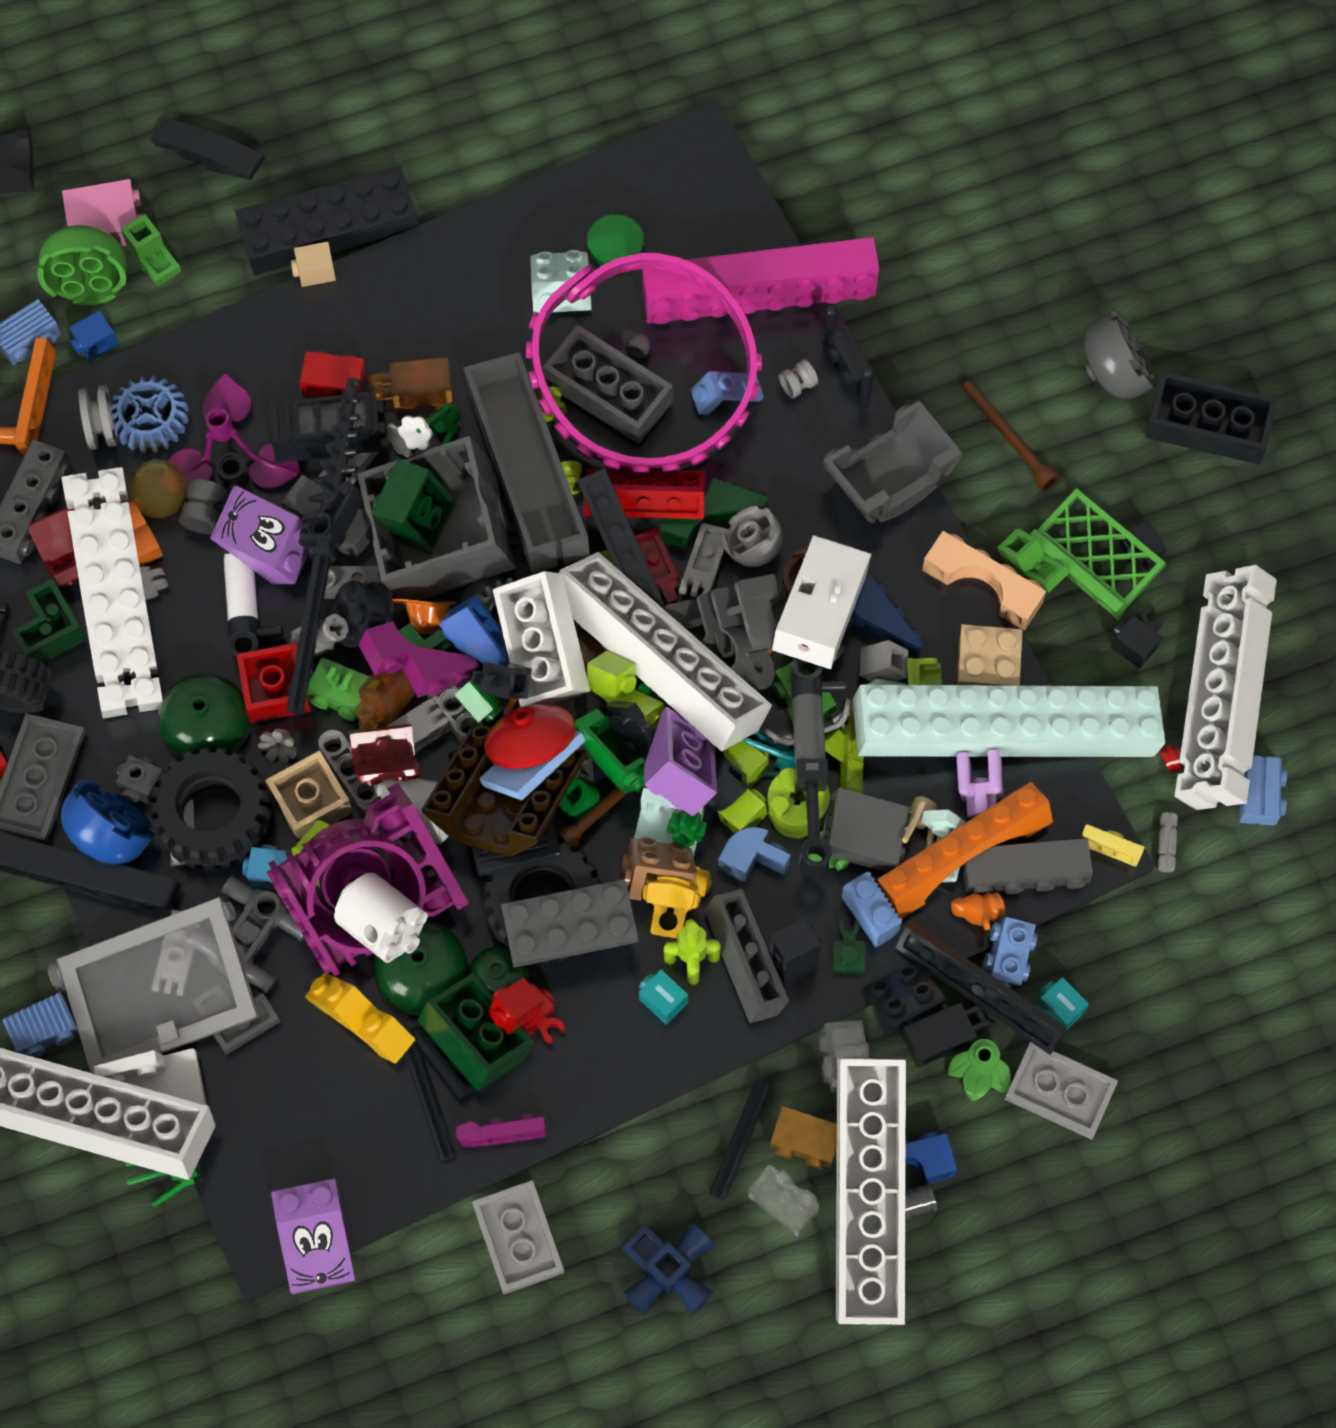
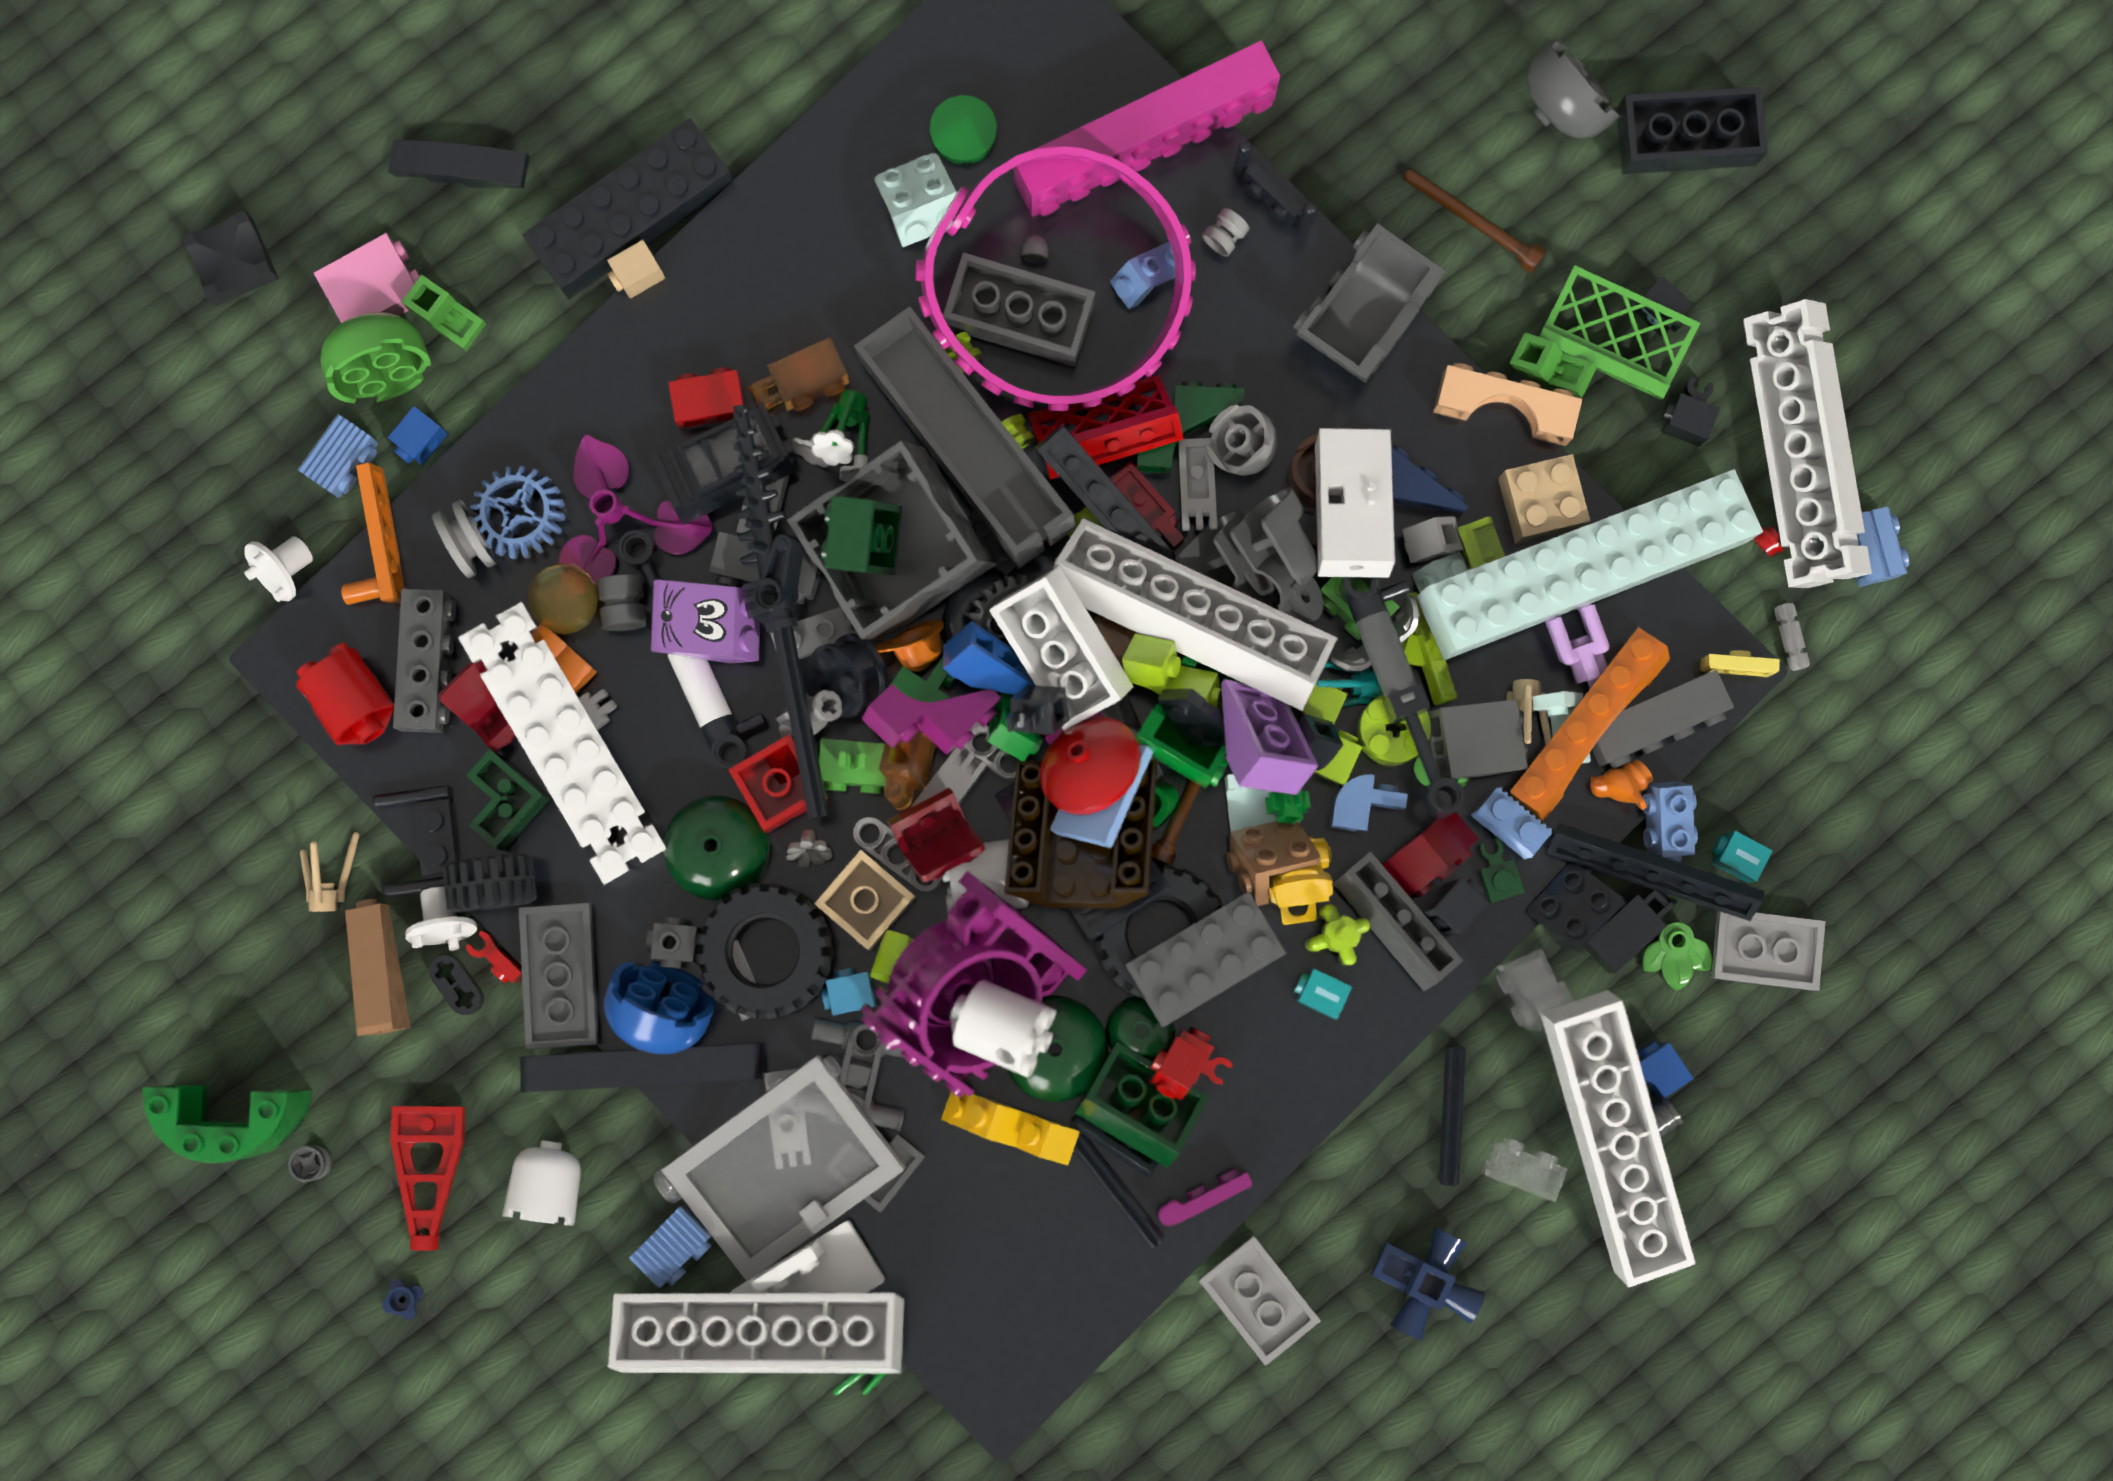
camera: 20 degrees left, 15 degrees up
(313, 1236) = (1048, 1377): medium lavender slope -> none
(793, 902) = (1431, 855): none -> dark red brick
(805, 1137) = (1523, 1094): pearl gold brick -> none

